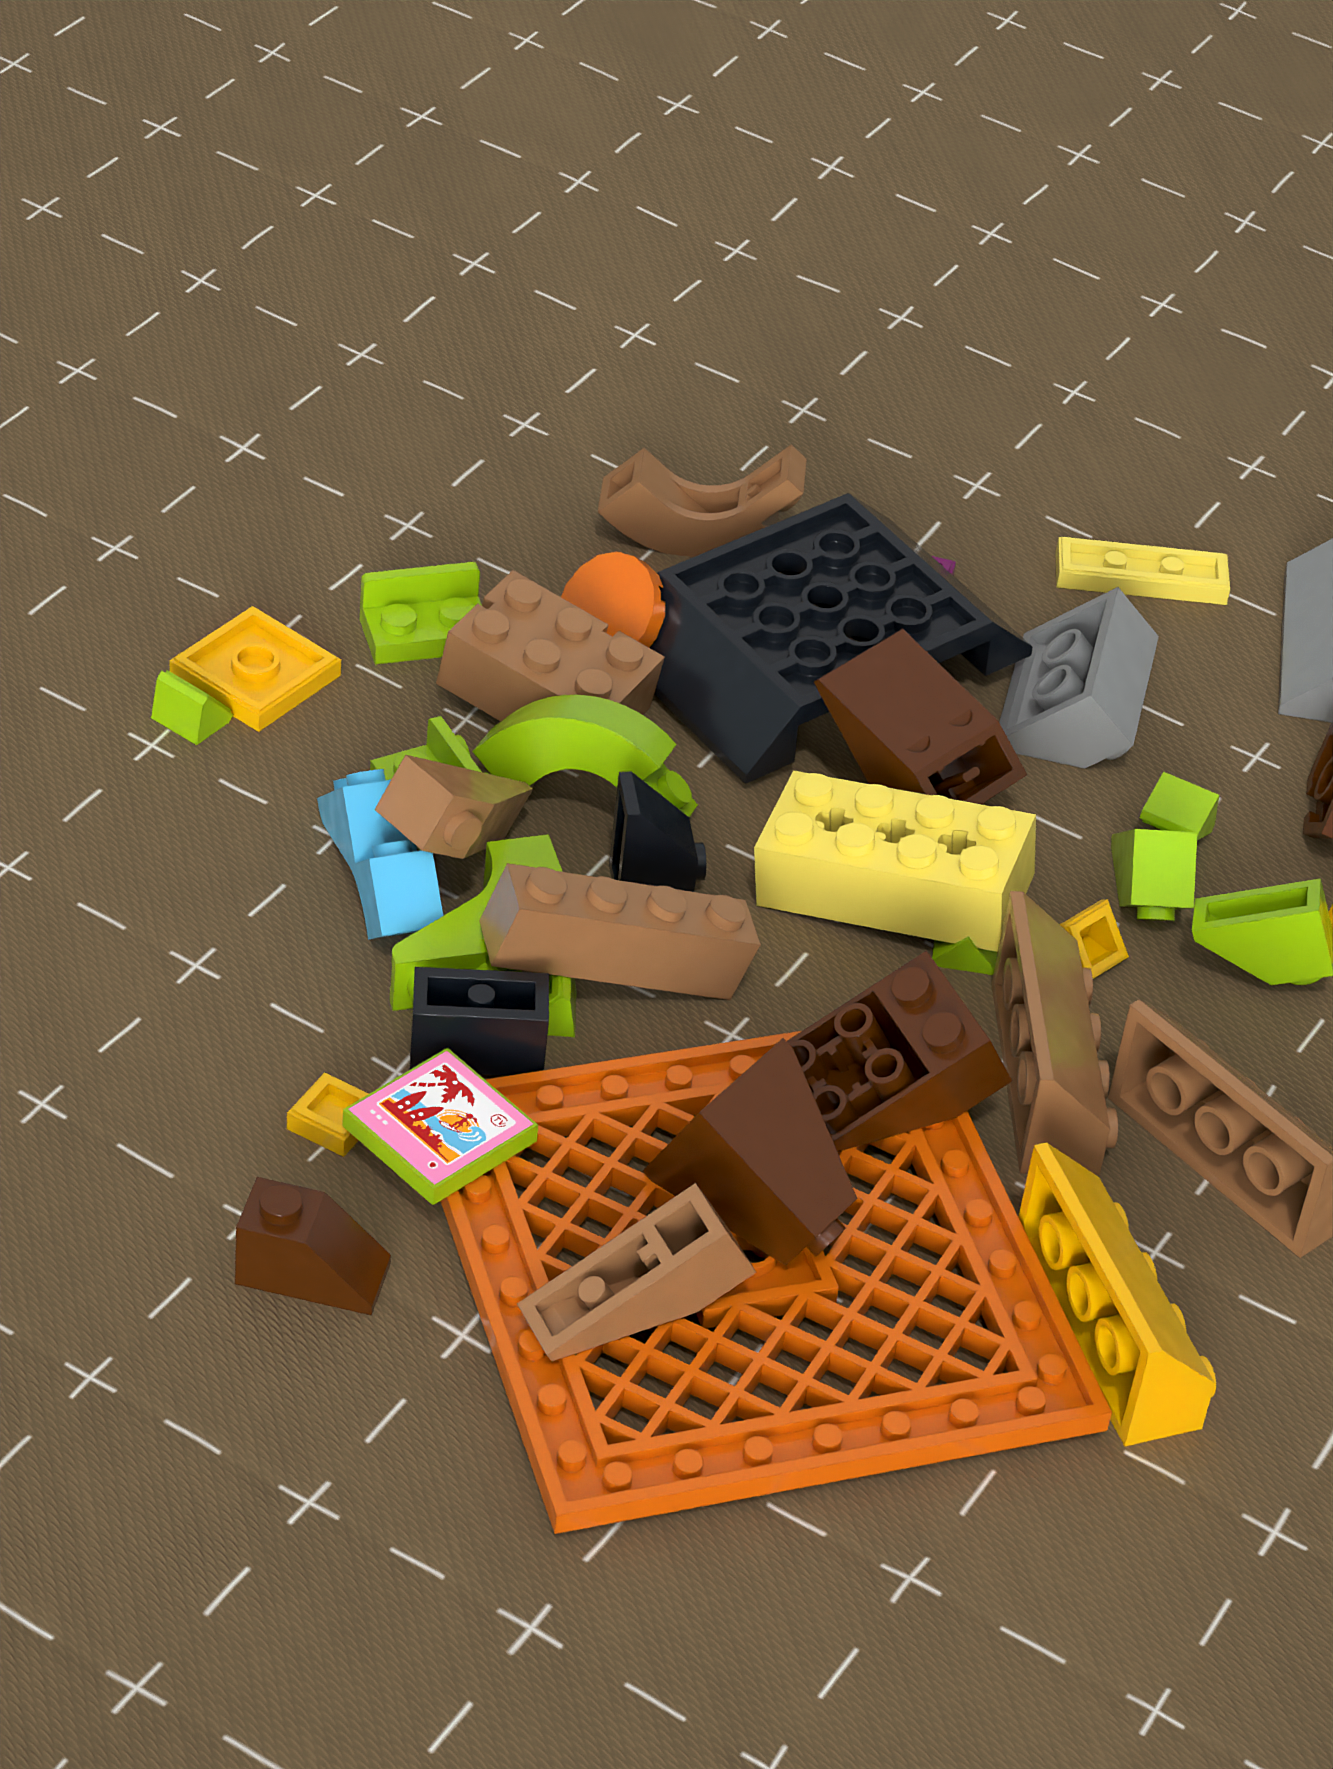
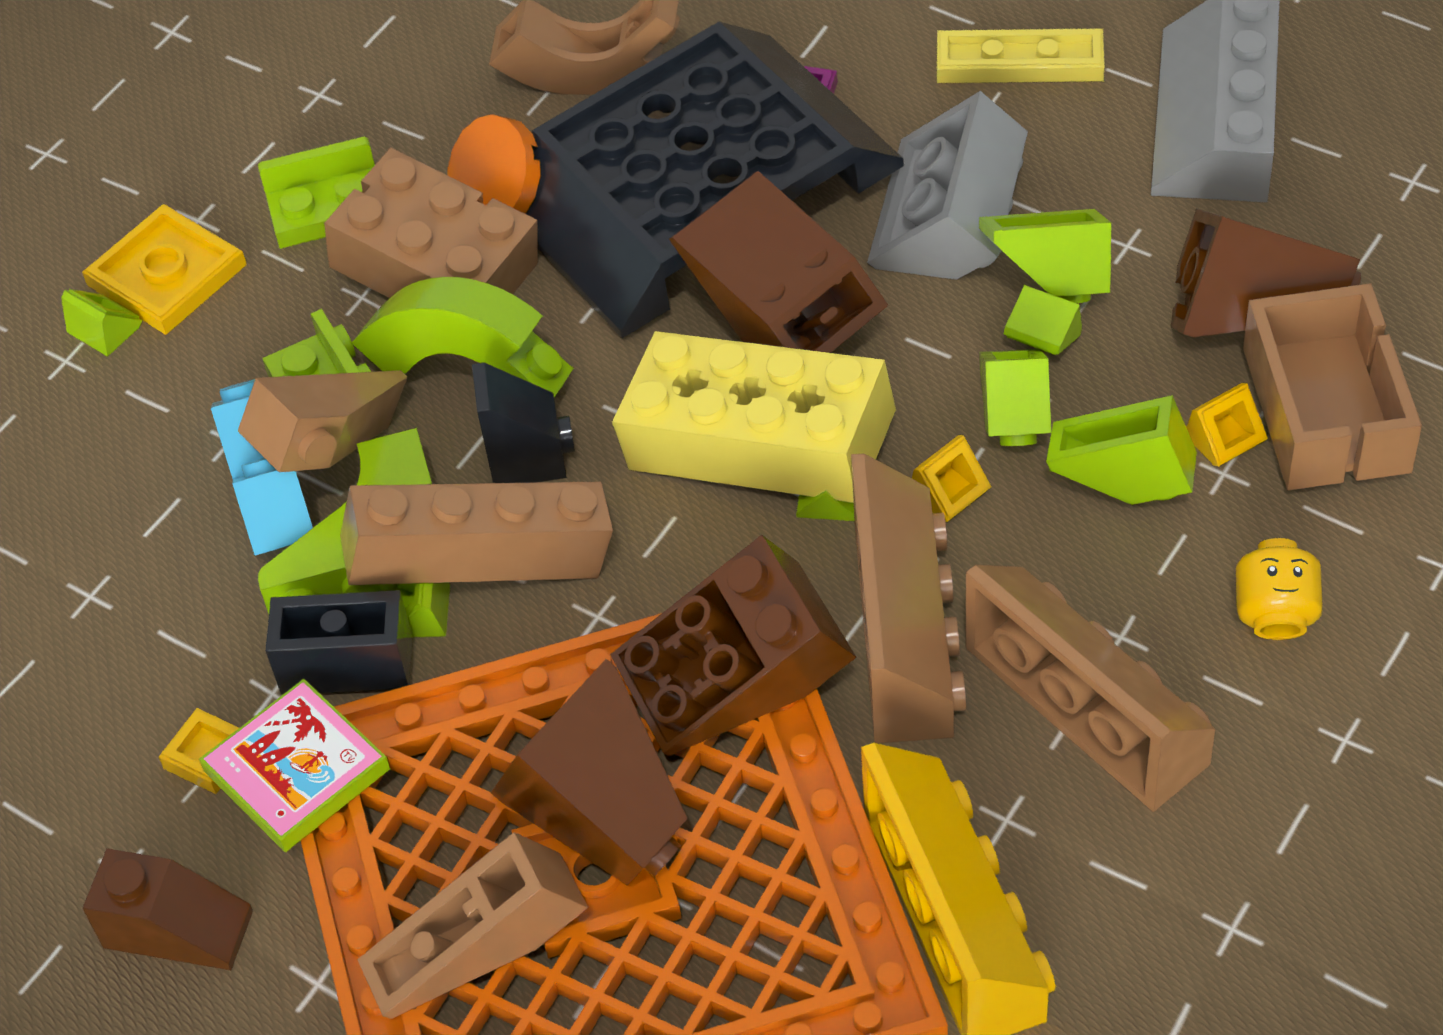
camera: 10 degrees right, 10 degrees up
(1194, 743) = (1058, 249): none -> lime slope

